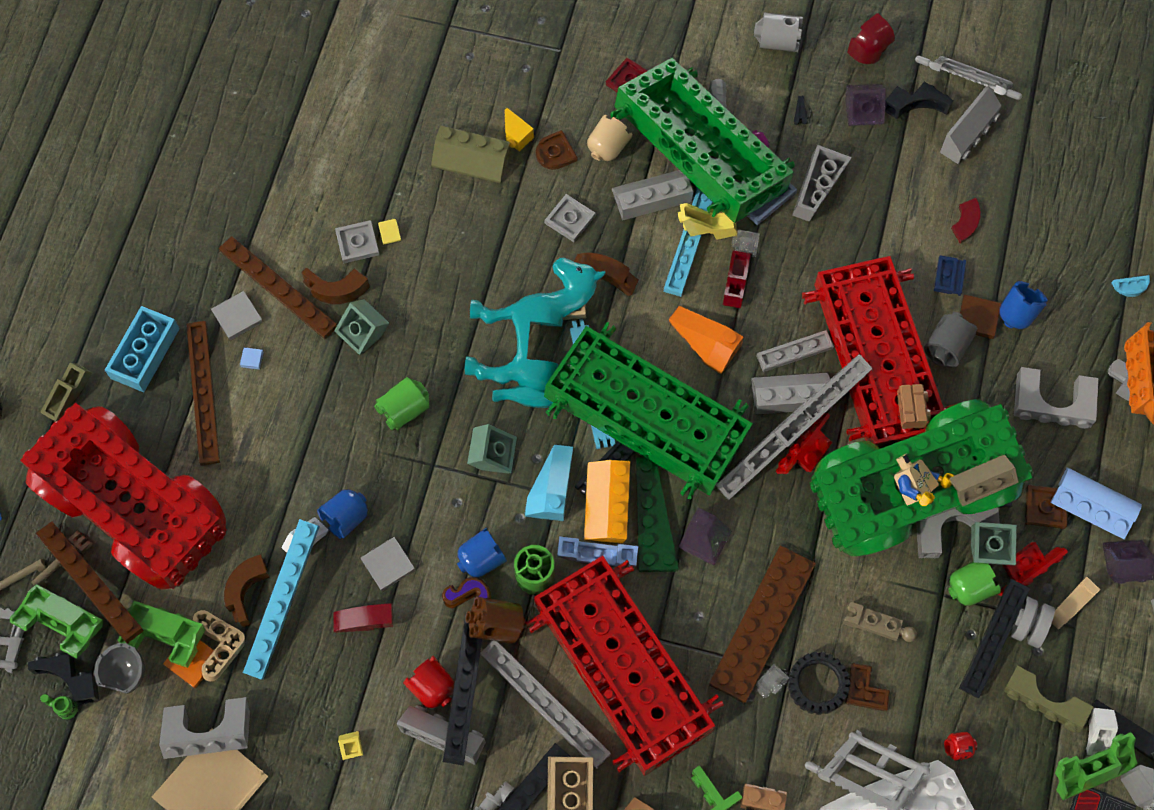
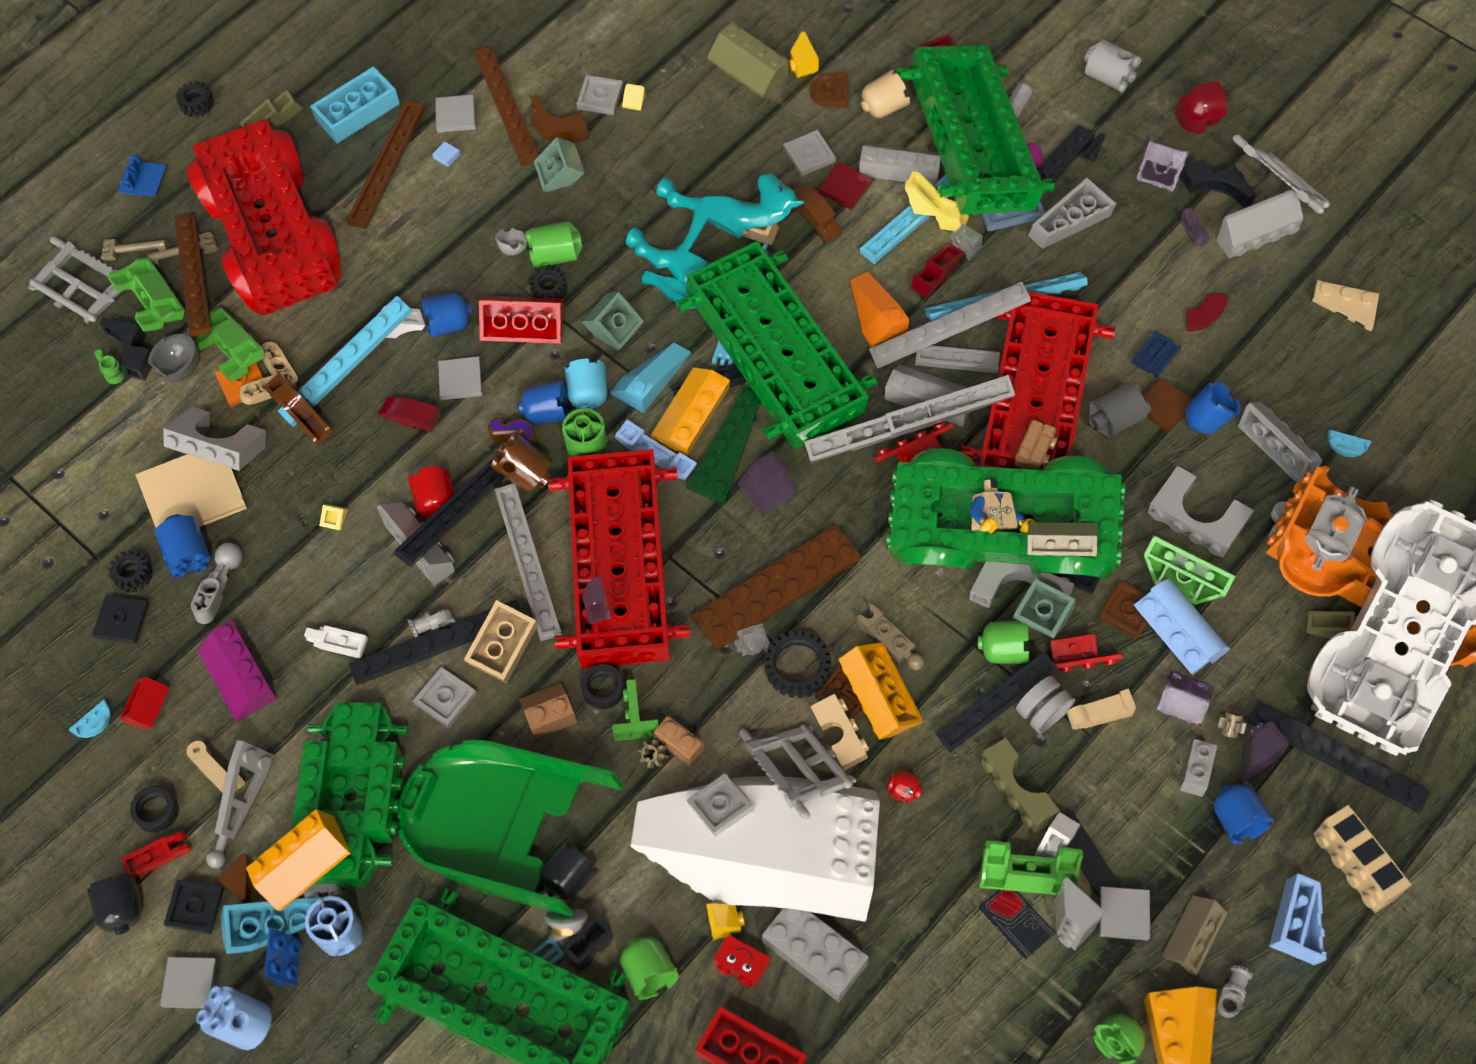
camera: 30 degrees right, 5 degrees down
(239, 582) = (320, 334): reddish brown arch -> none
(267, 664) = (298, 408): none -> reddish brown arch
(361, 416) = (511, 242): none -> light grey hair
(412, 484) = (521, 319): none -> red slope
(422, 452) = (548, 276): none -> black tyre
(506, 521) = (586, 383): none -> medium azure cylinder
(617, 235) = (845, 185): none -> dark red tile
(641, 718) = (596, 601): none -> clear purple brick
(668, 799) = (601, 670): none -> black tyre
(778, 326) = (950, 324): none -> light grey plate
(782, 126) = (1065, 154): none -> black plate
(804, 279) = (1050, 286): none -> medium azure plate
(898, 674) = (880, 690): none -> light orange slope
(902, 735) = (831, 713): none -> tan arch
(916, 148) = (1190, 223): none -> clear purple plate
(1070, 161) = (1352, 302): none -> tan wing
(1080, 453) = (1192, 574): none -> bright green wedge
(1085, 309) = (1278, 441): none -> light grey slope

